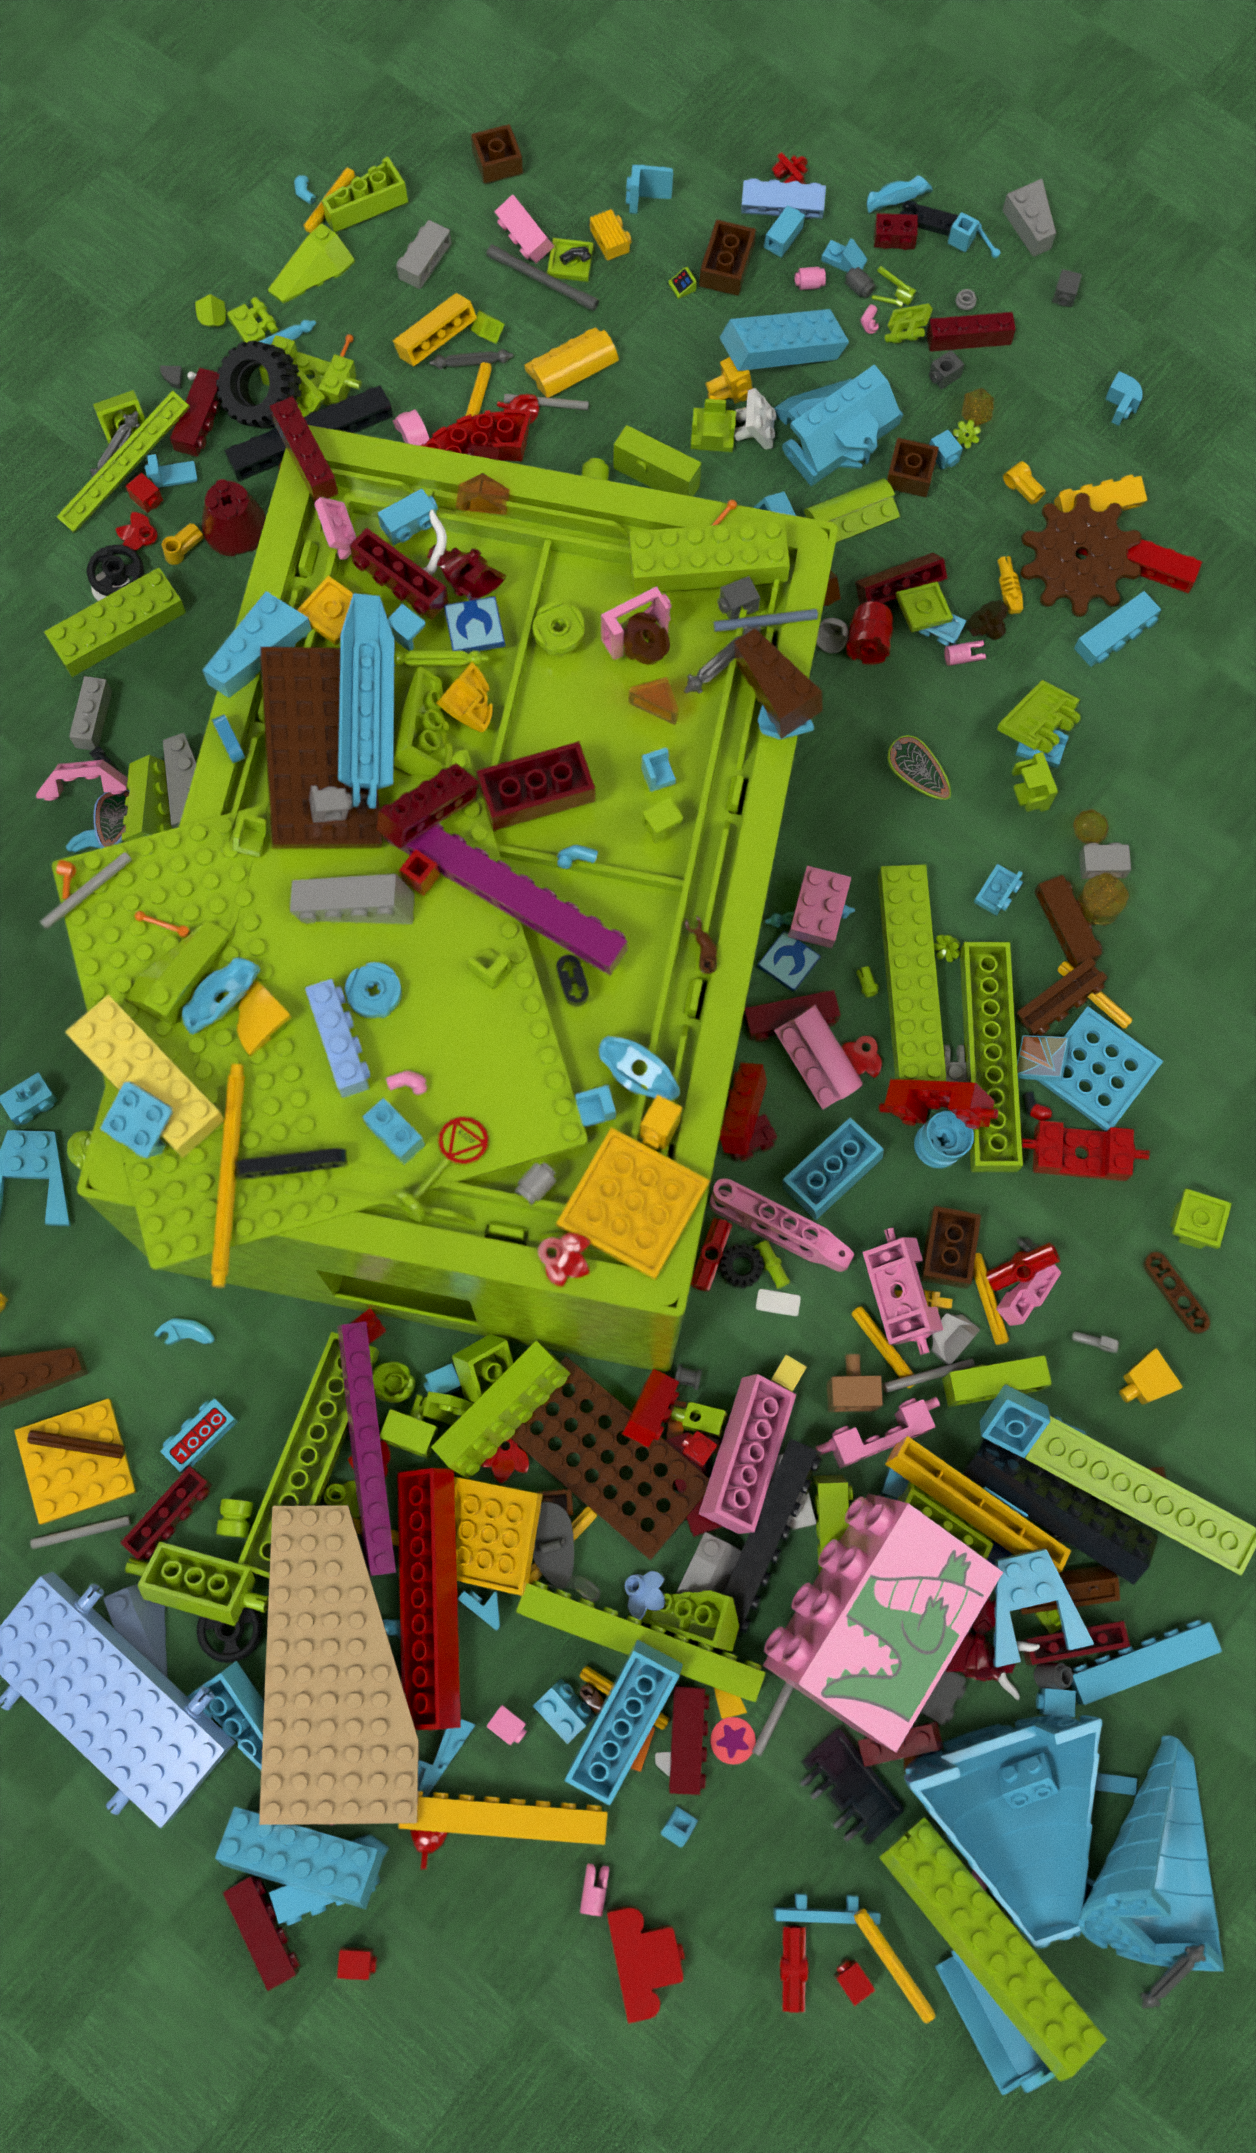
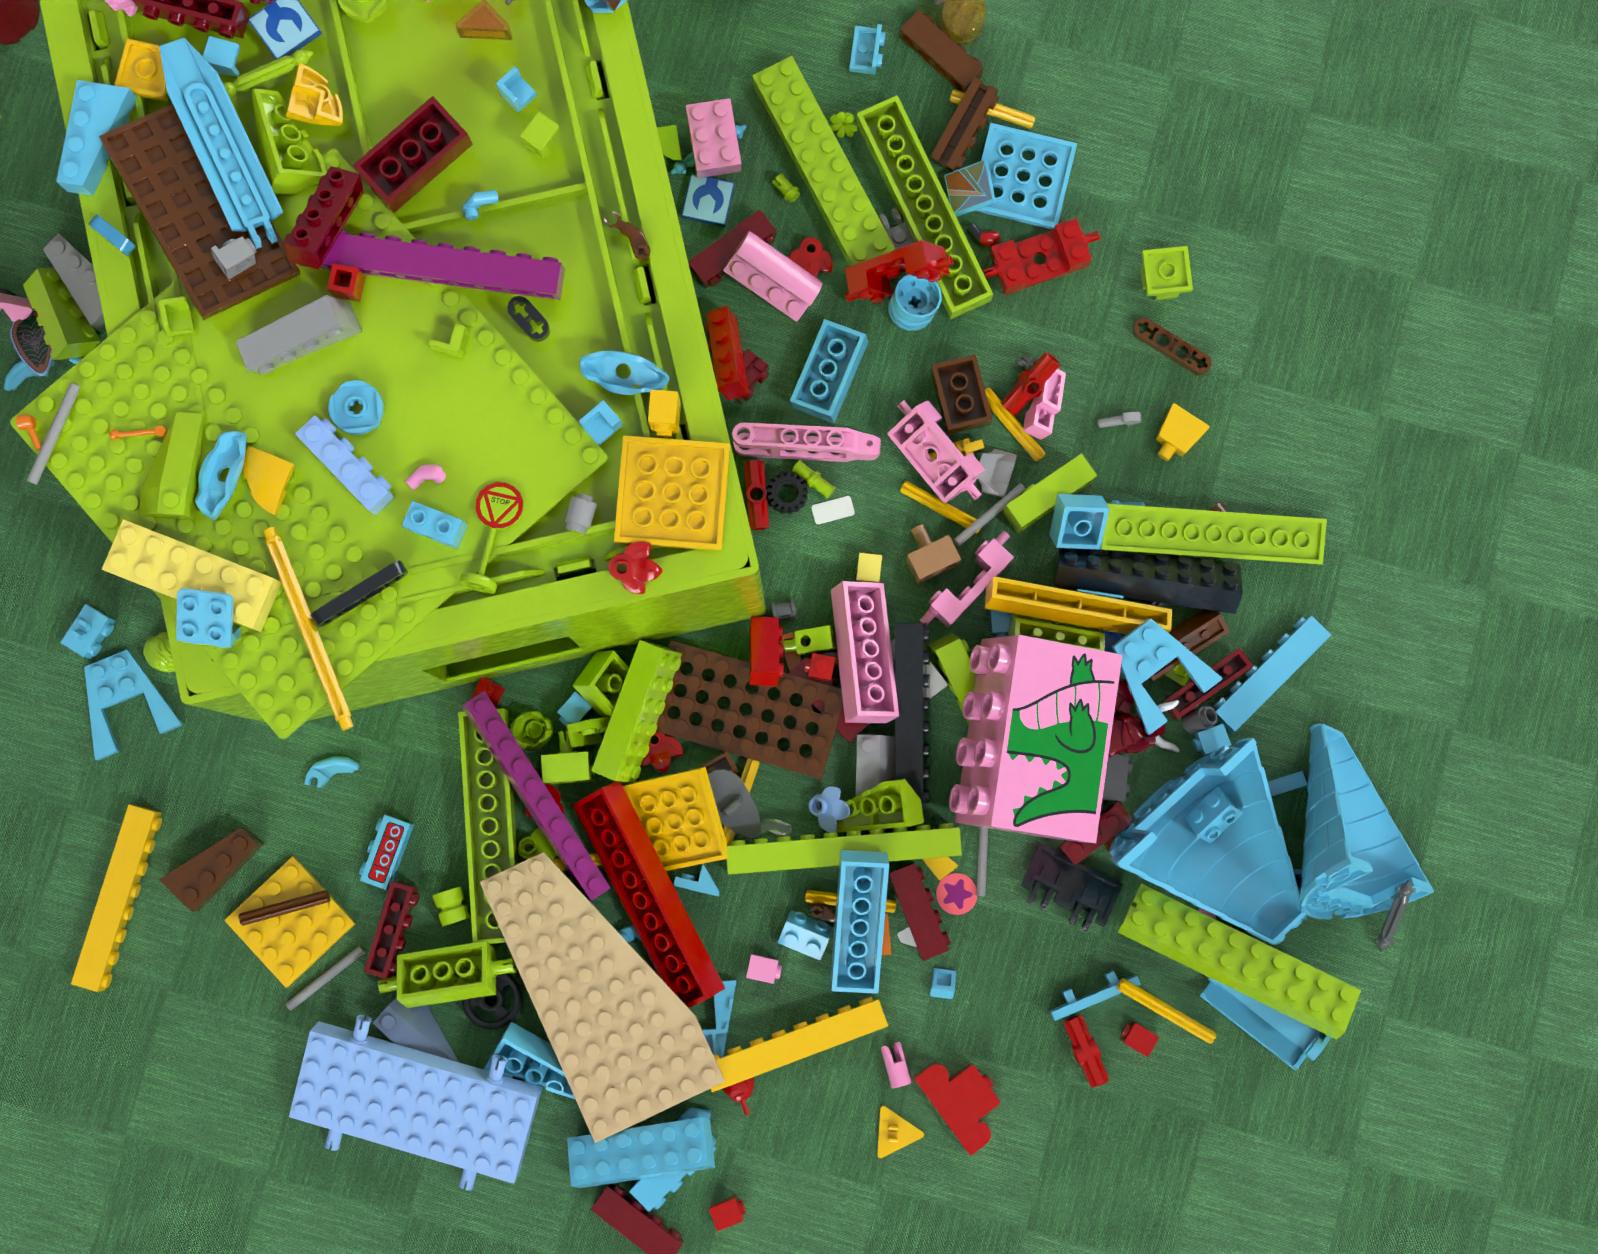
camera: 20 degrees left, 10 degrees up
(562, 1961) = (895, 1132): none -> yellow piece
(777, 893) = (670, 142): none -> lime brick

